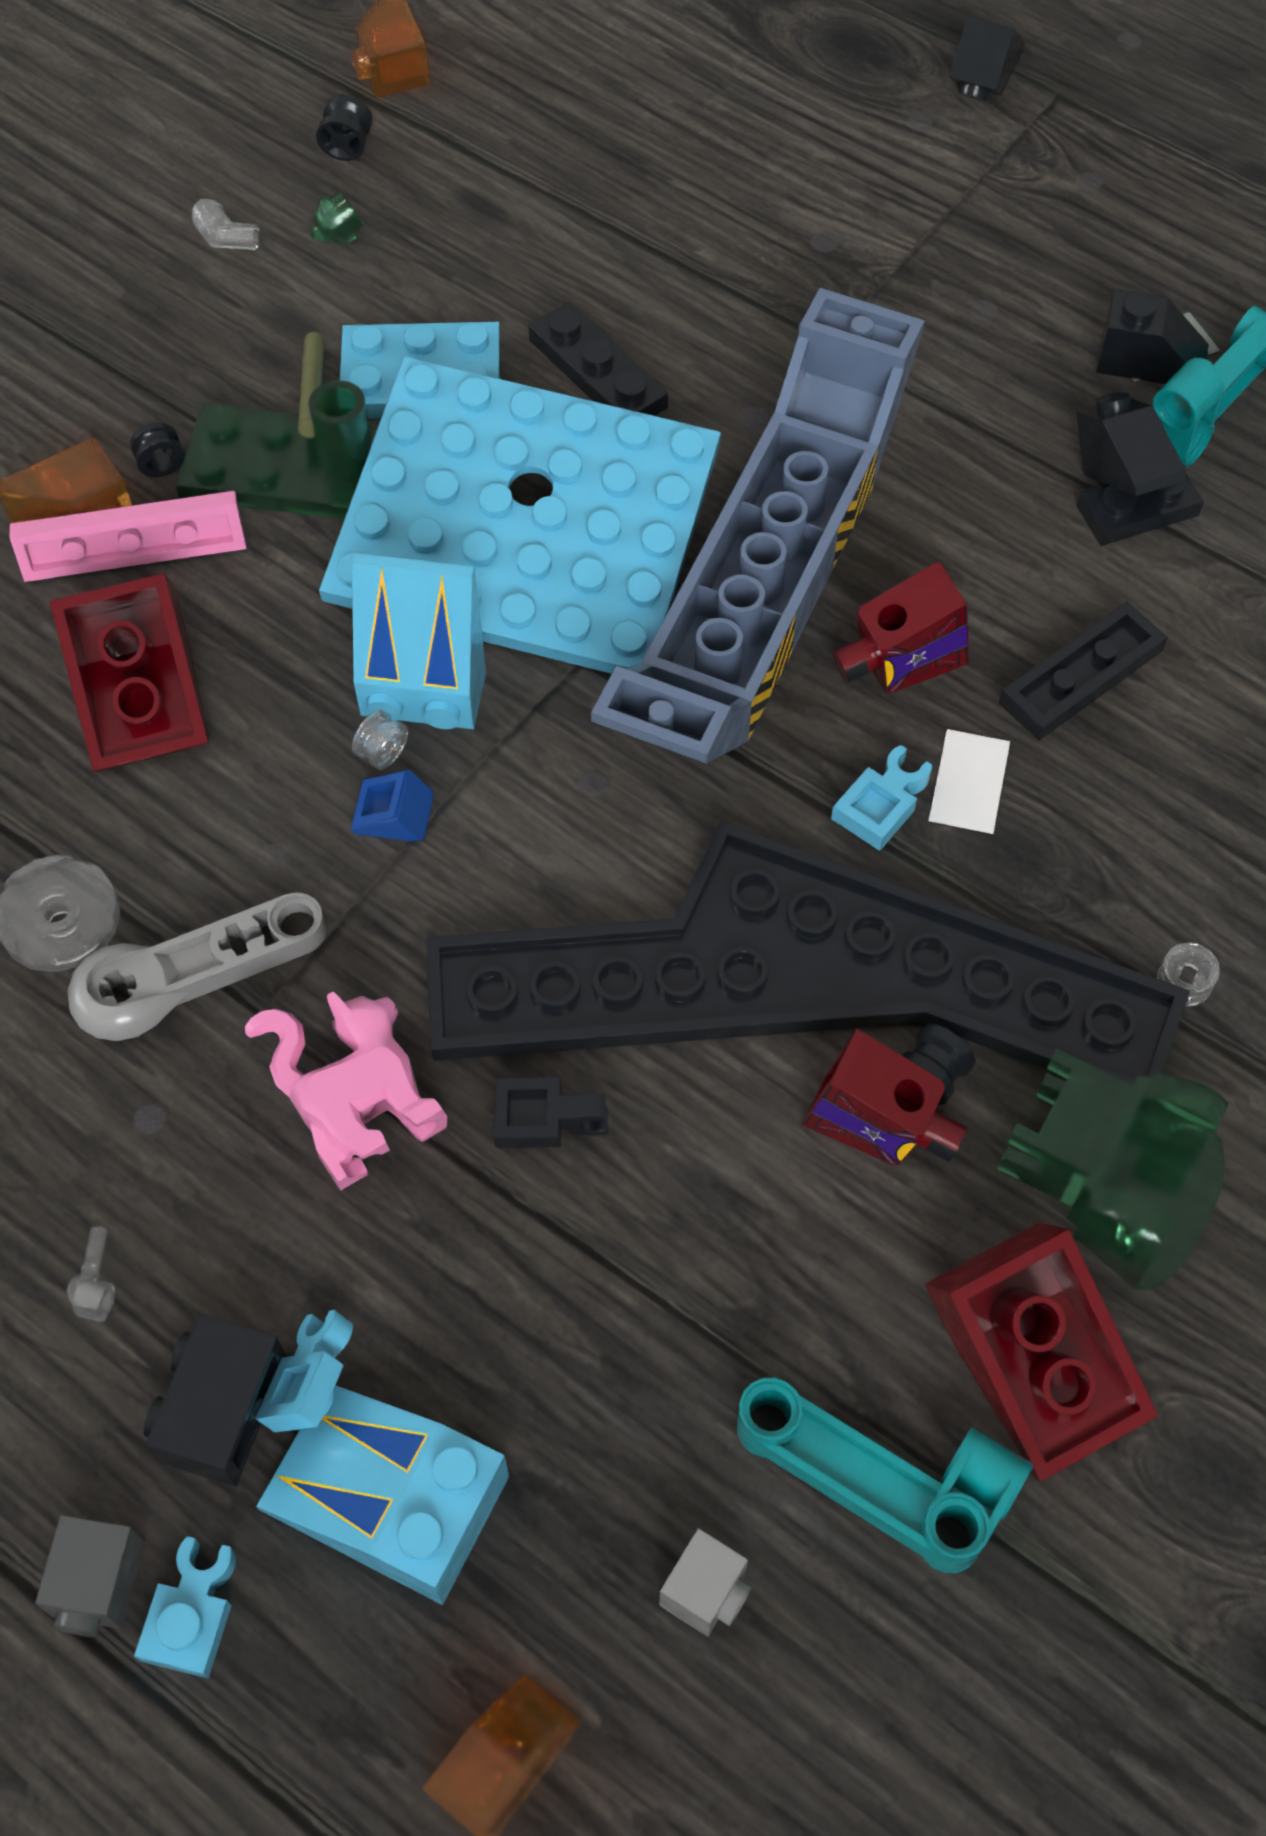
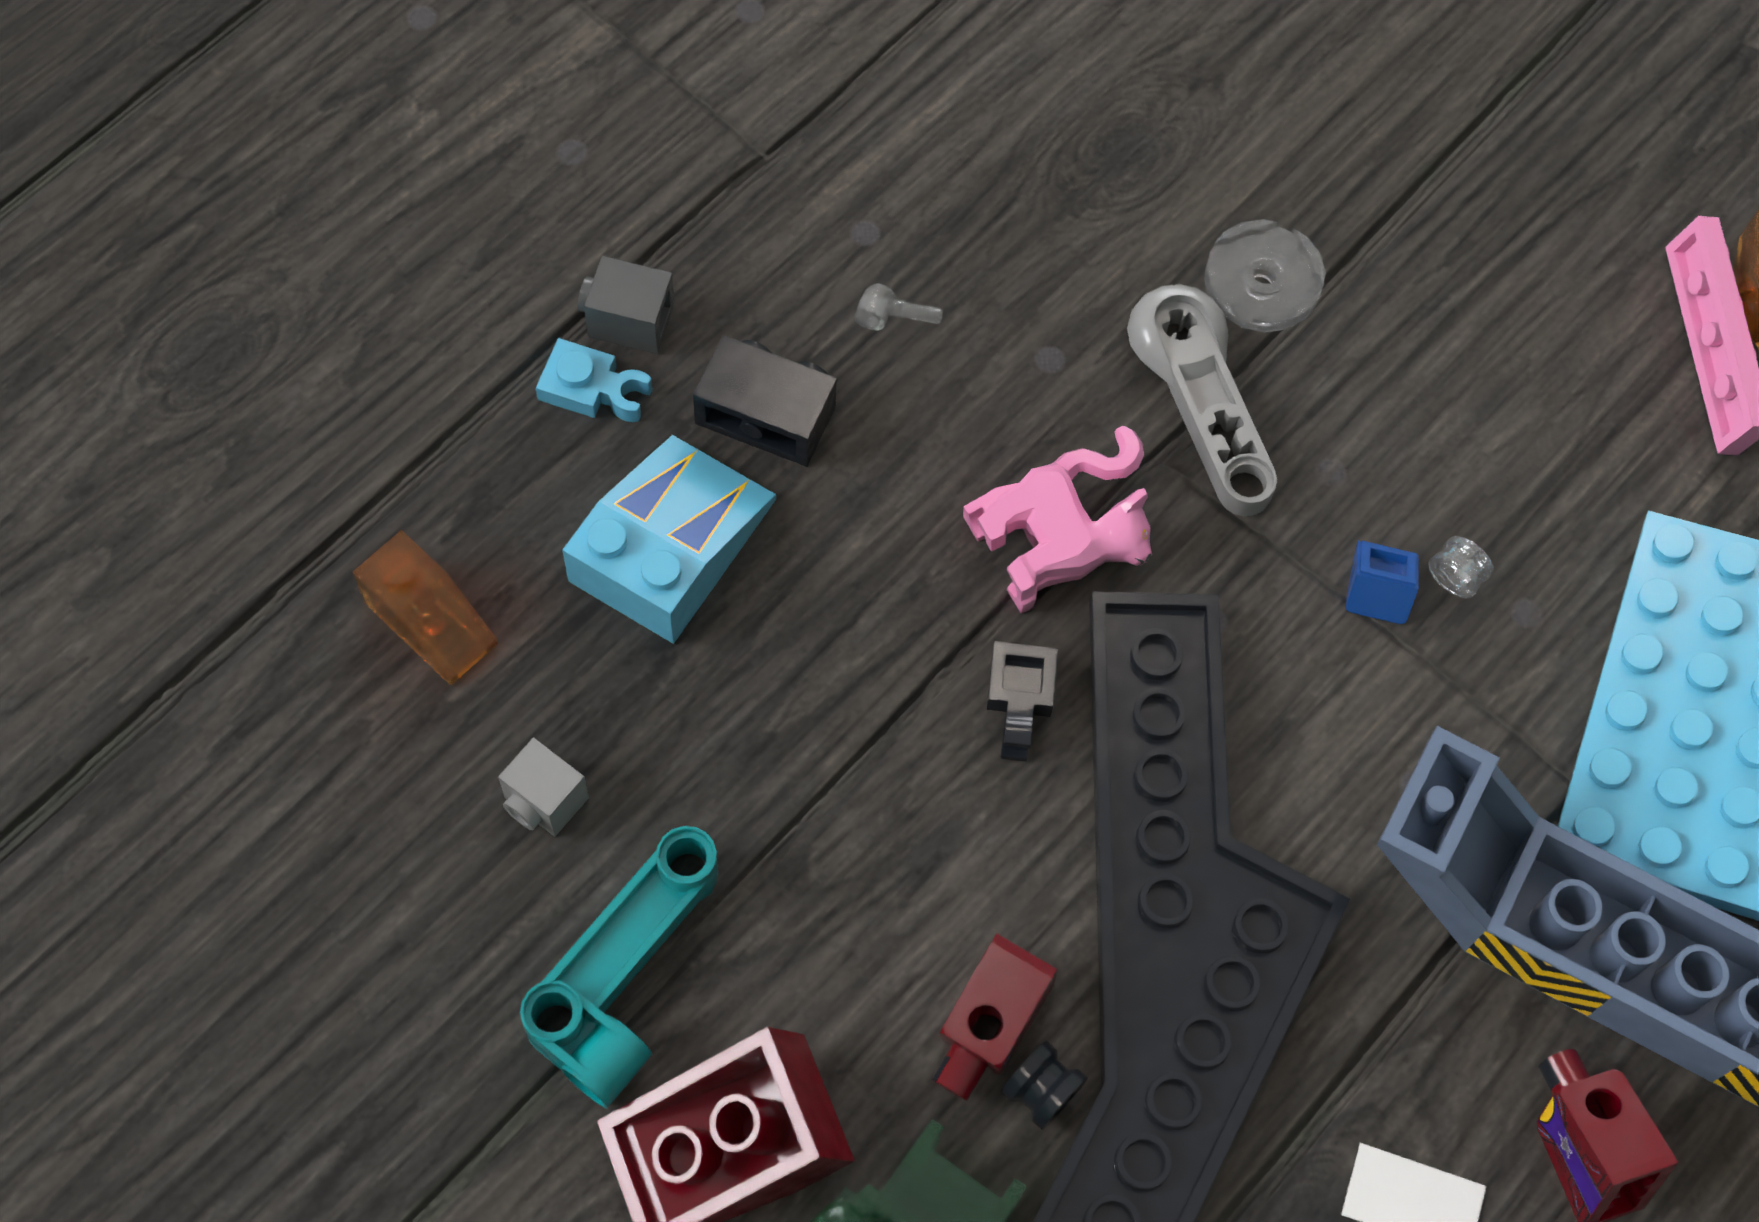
camera: 90 degrees right, 5 degrees up
(131, 671) = (1542, 336): dark red slope -> none
(305, 1382) = (774, 470): medium azure plate -> none
(417, 640) = (1558, 591): medium azure slope -> none
(881, 804) = (1375, 1079): medium azure plate -> none

